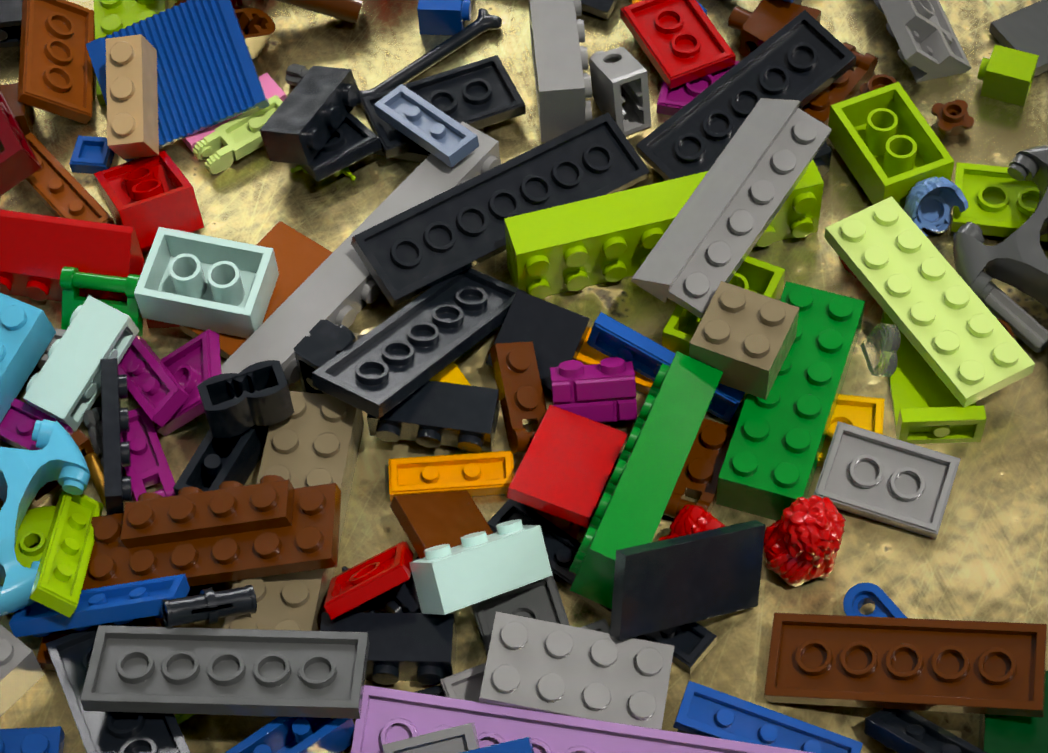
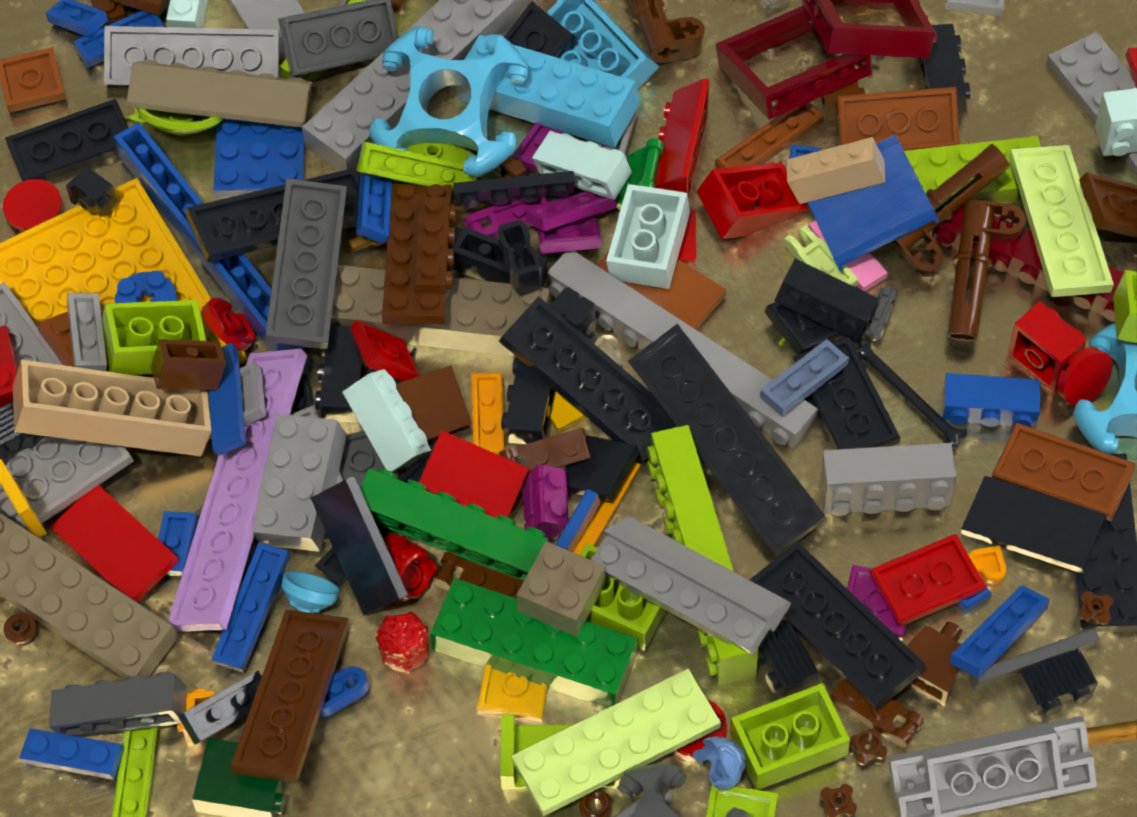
camera: 90 degrees right, 5 degrees up
(208, 606) = (355, 248): black pin -> none
(620, 79) = (859, 528): light grey torso -> none
(738, 659) = (309, 591): none -> medium azure piece
(881, 349) = (578, 714): clear tile -> none
(887, 479) = (461, 709): light grey tile -> none

